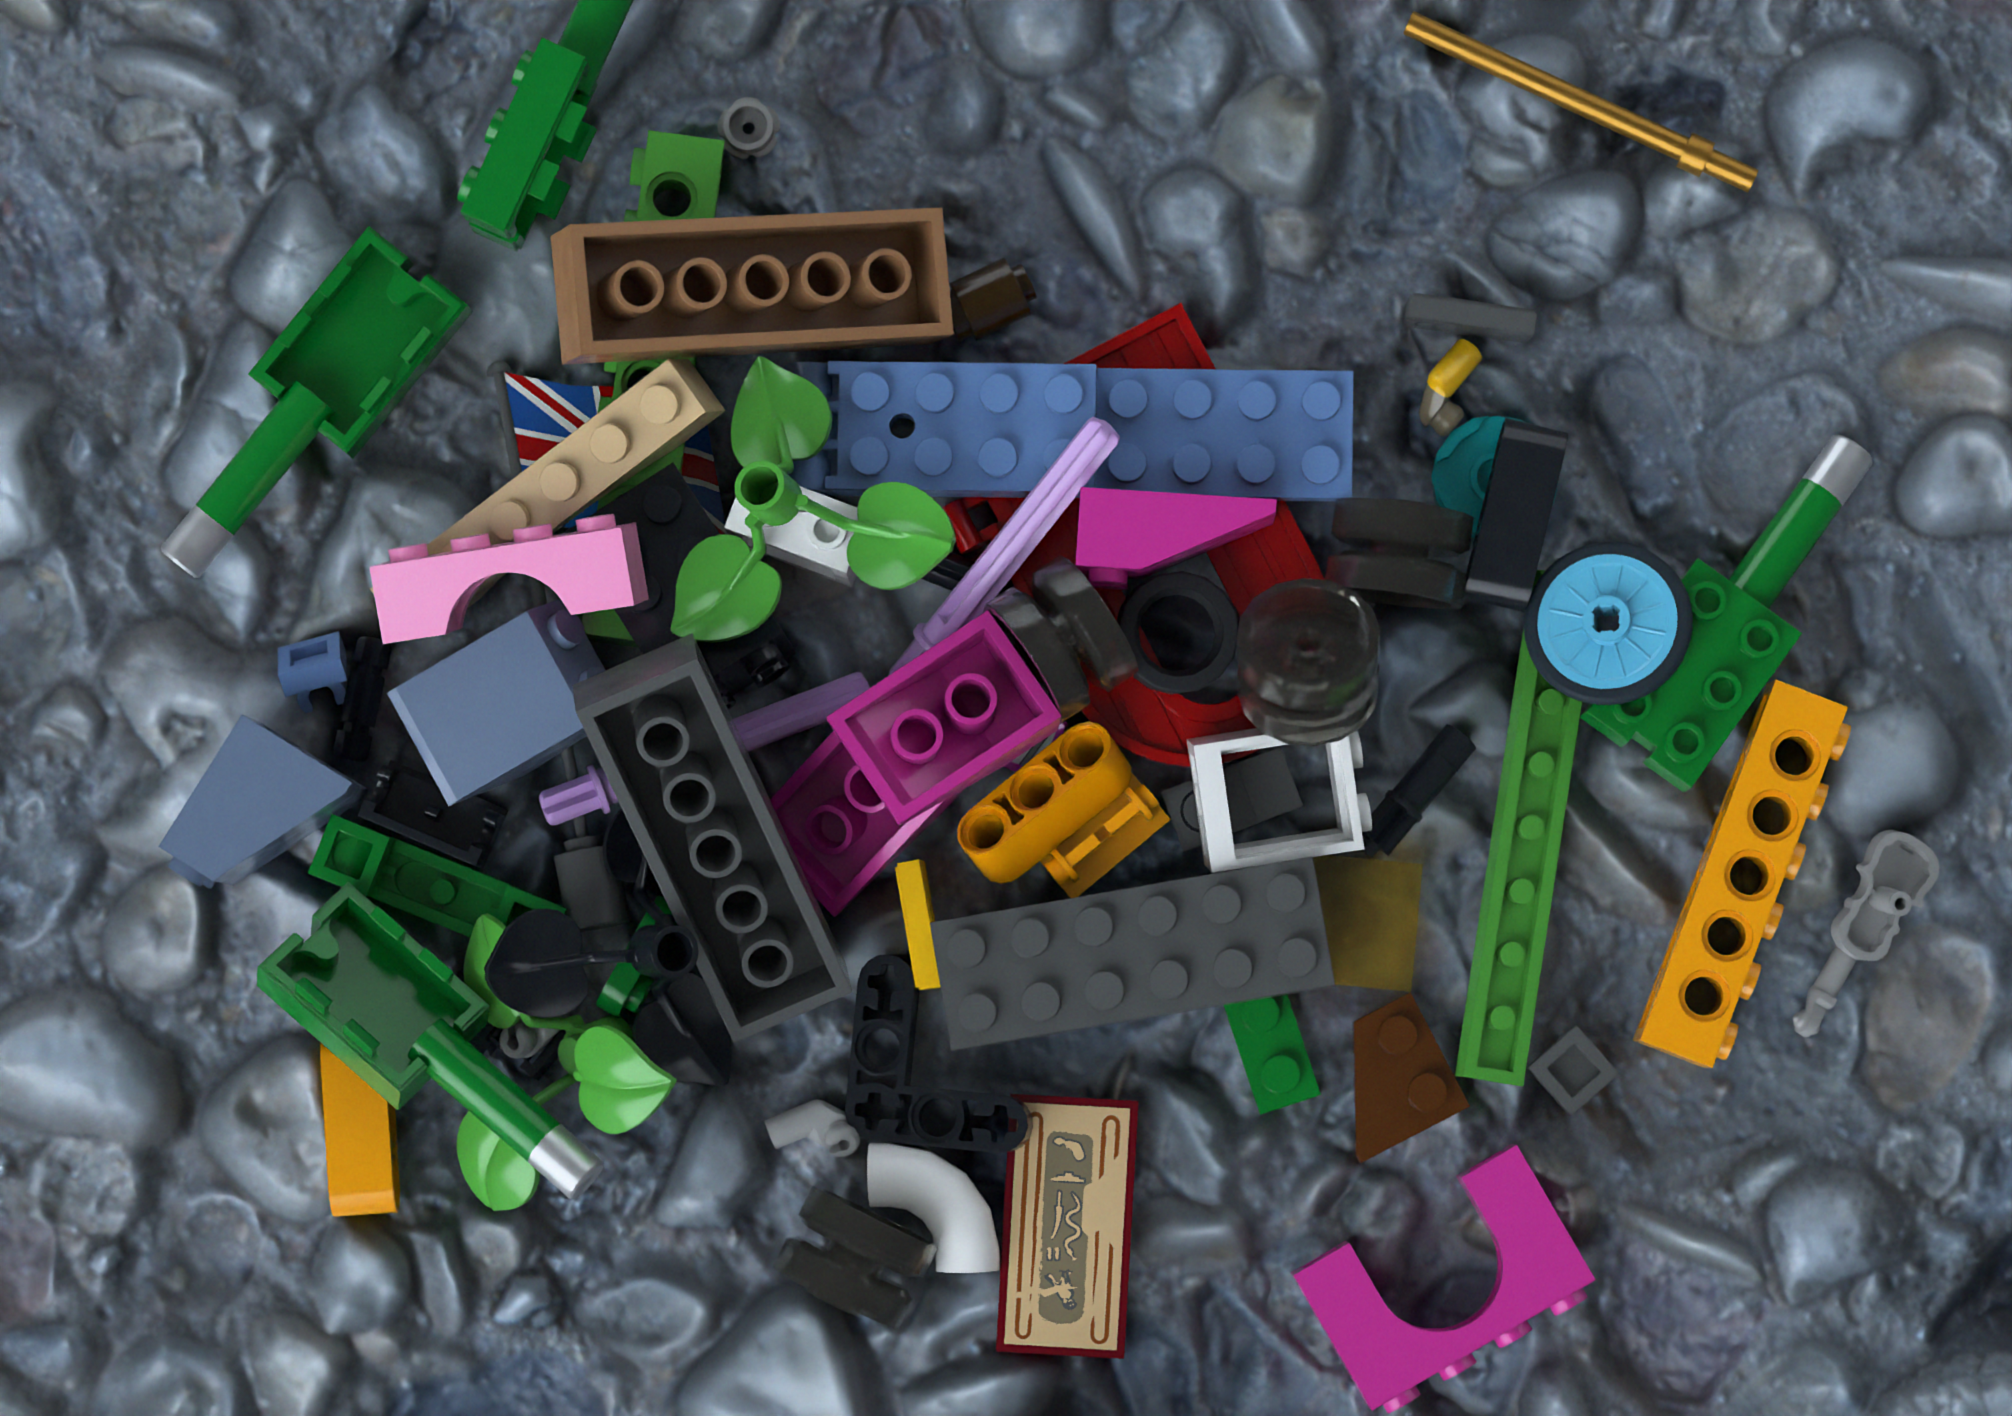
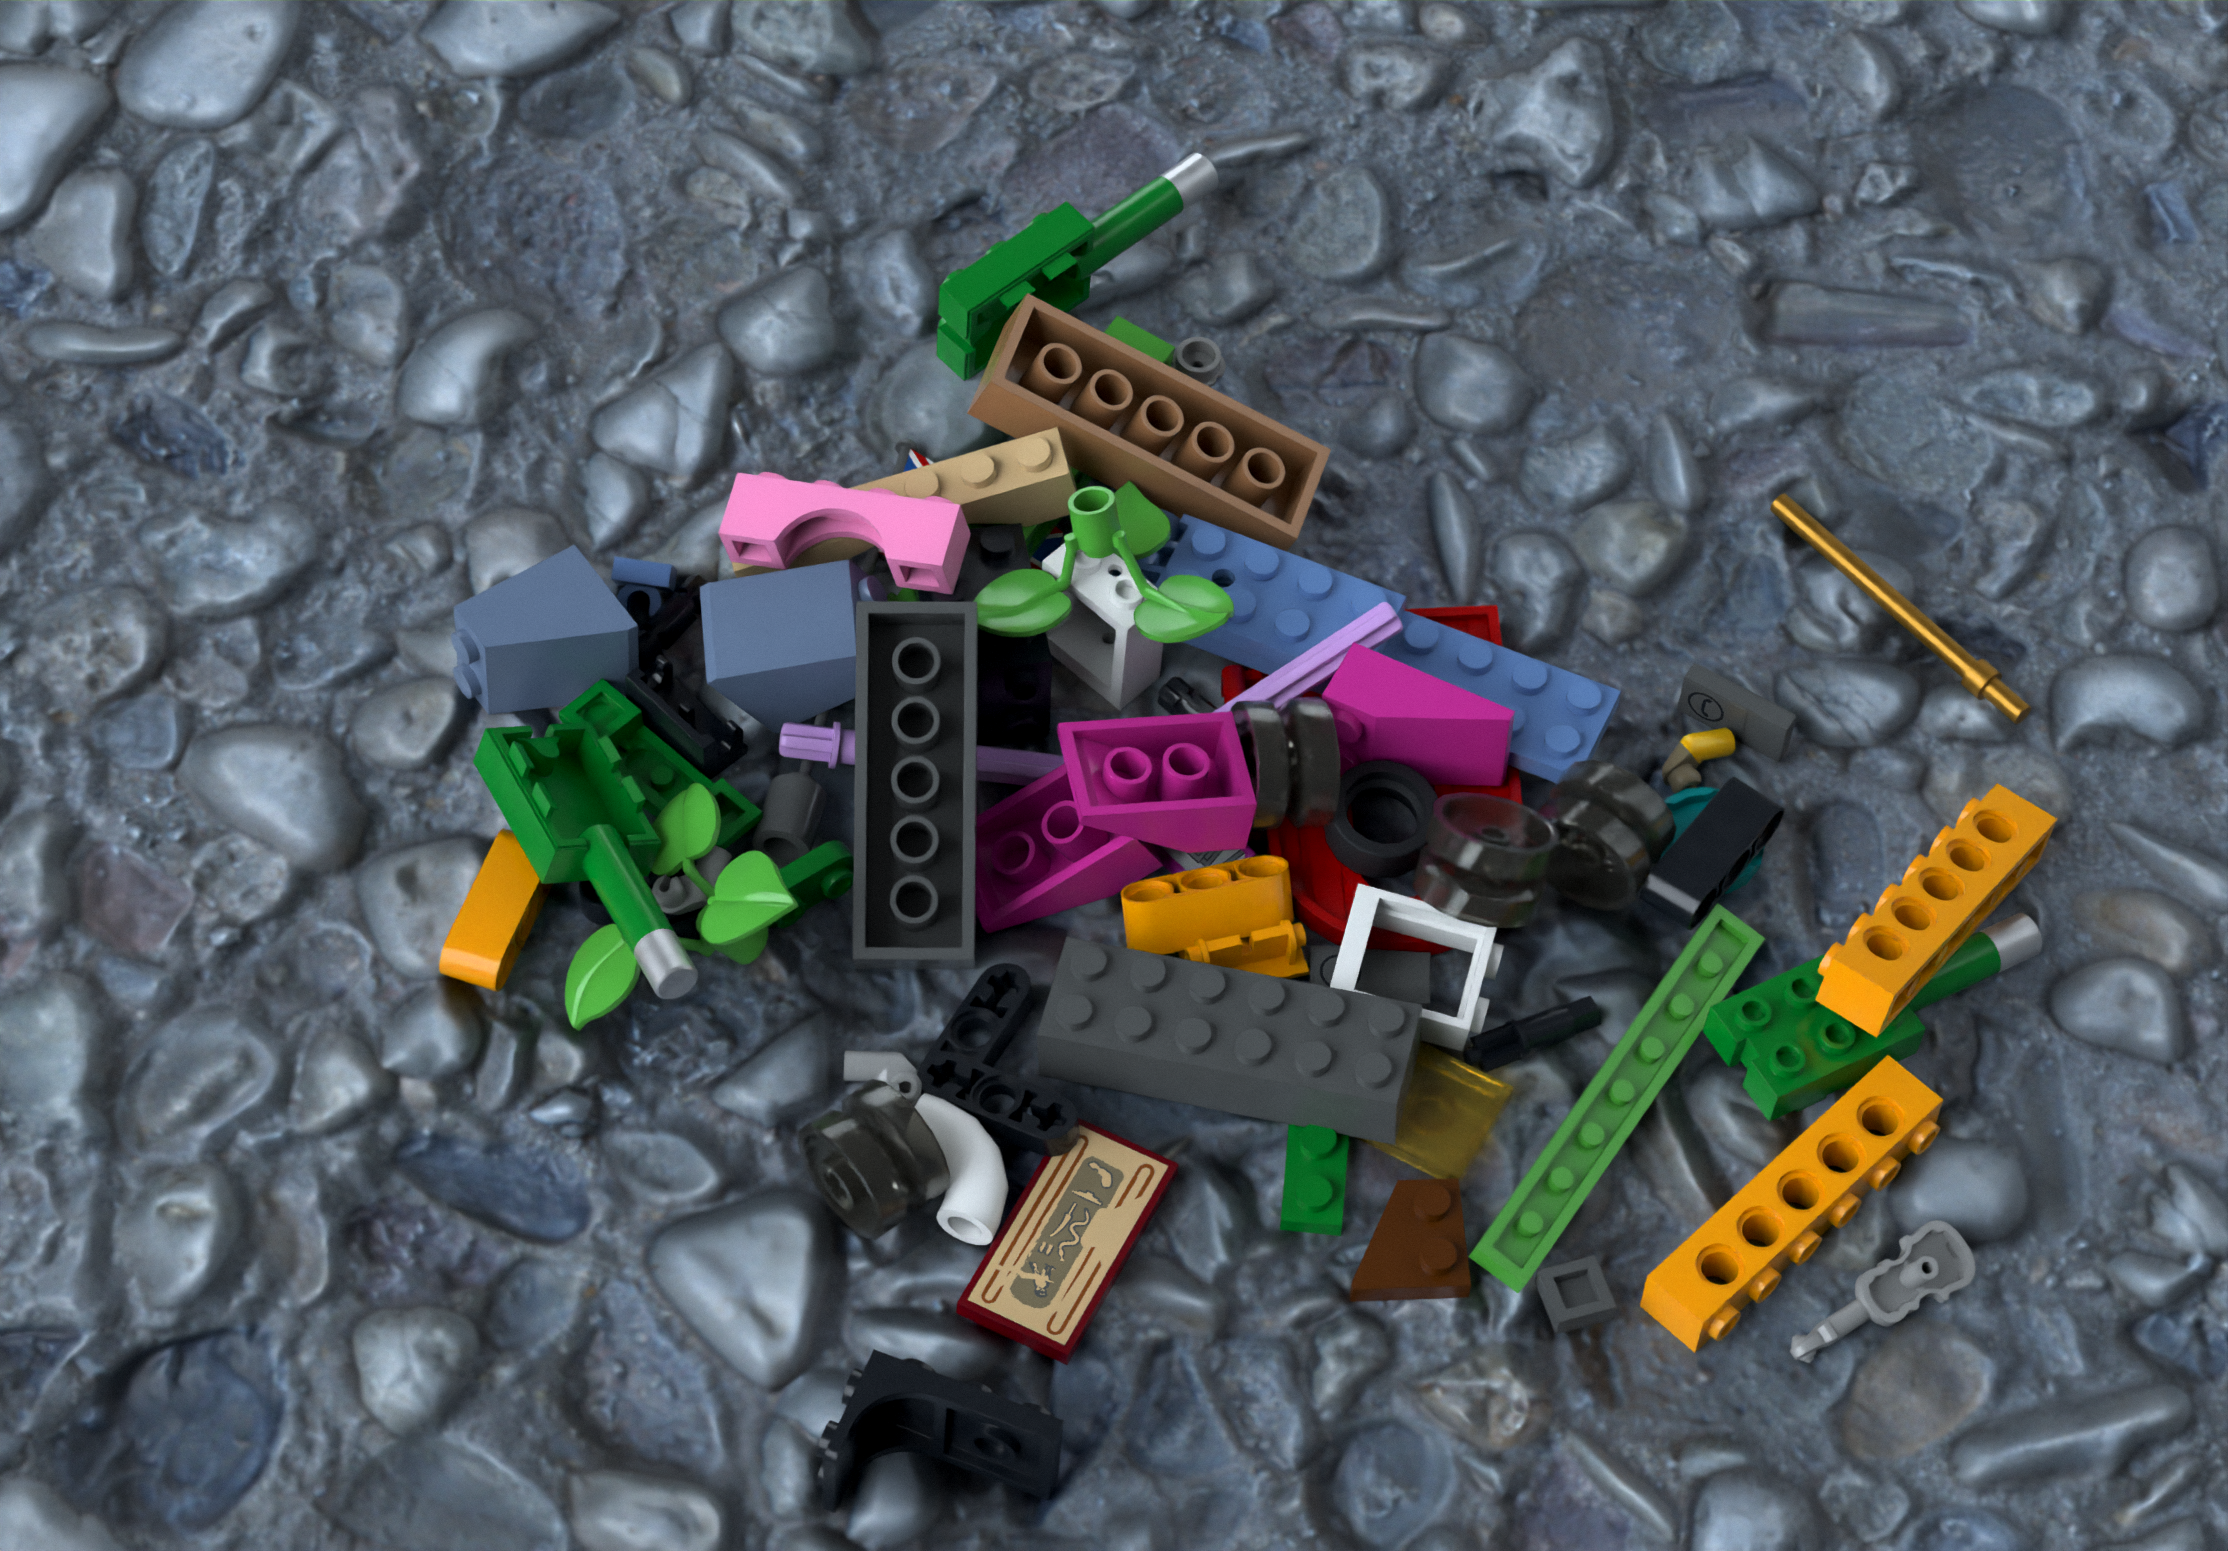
camera: 15 degrees right, 30 degrees down
(334, 374) = (771, 385): green piece -> none
(542, 973) = (723, 817): black plant -> none
(917, 916) = (1062, 923): yellow tile -> none
(990, 299) = (1339, 543): dark brown brick -> none
(1534, 1272) = (1317, 1449): dark pink arch -> none
(1608, 664) = (1756, 950): medium azure wheel -> none
(1804, 348) = (1933, 909): none -> light orange brick

